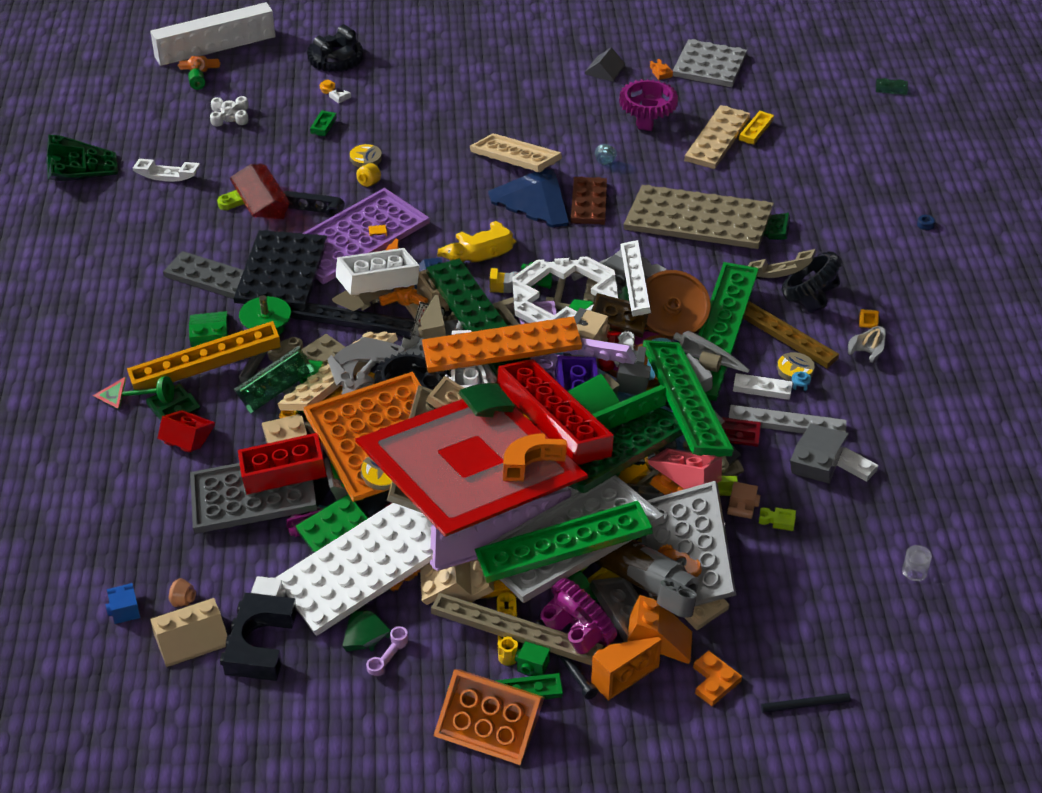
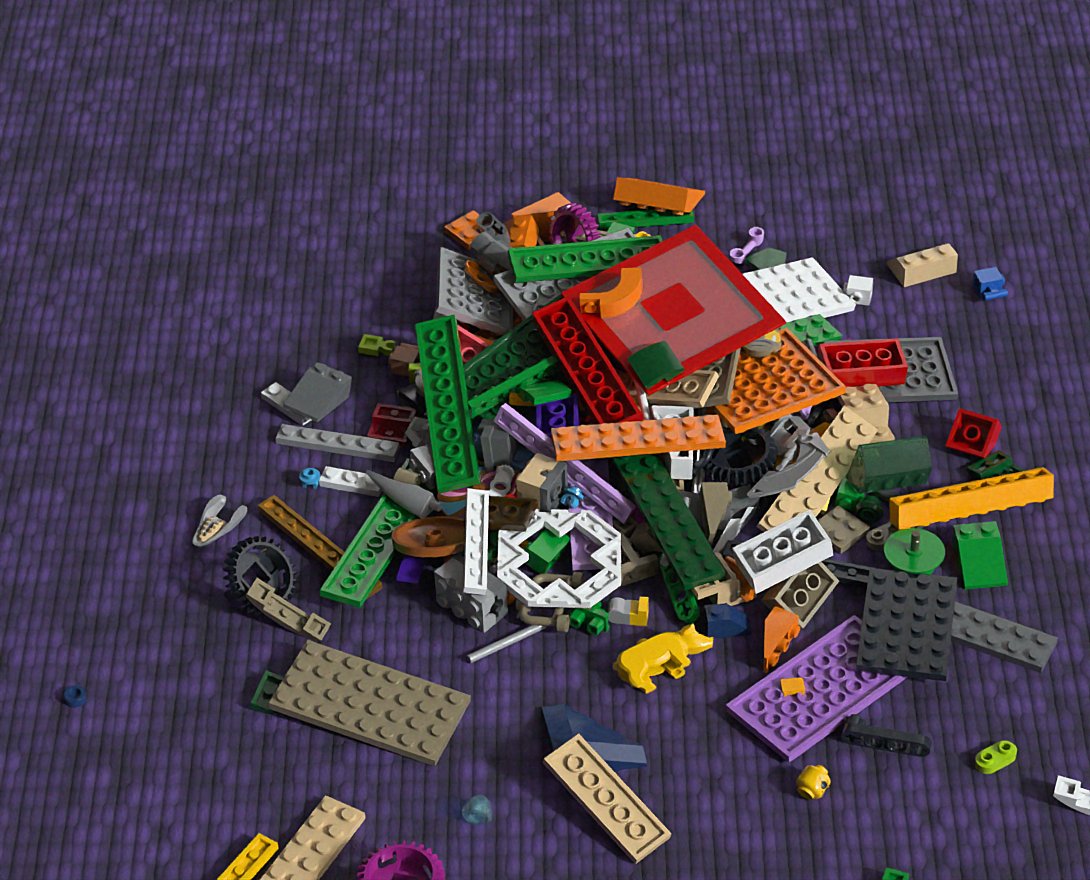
camera: 175 degrees left, 0 degrees up
(113, 394) = (1062, 480): green piece -> none
(181, 593) = (937, 289): nougat cone -> none
(256, 612) = (866, 241): black arch -> none
(260, 192) = (959, 744): clear red slope -> none
(365, 154) = (822, 830): tile -> none
(589, 200) = (510, 743): copper plate -> none
(792, 363) = (309, 501): tile -> none
(805, 702) = (395, 212): black bar -> none
(868, 318) = (204, 561): light orange slope -> none
(917, 563) = (261, 300): clear piece -> none

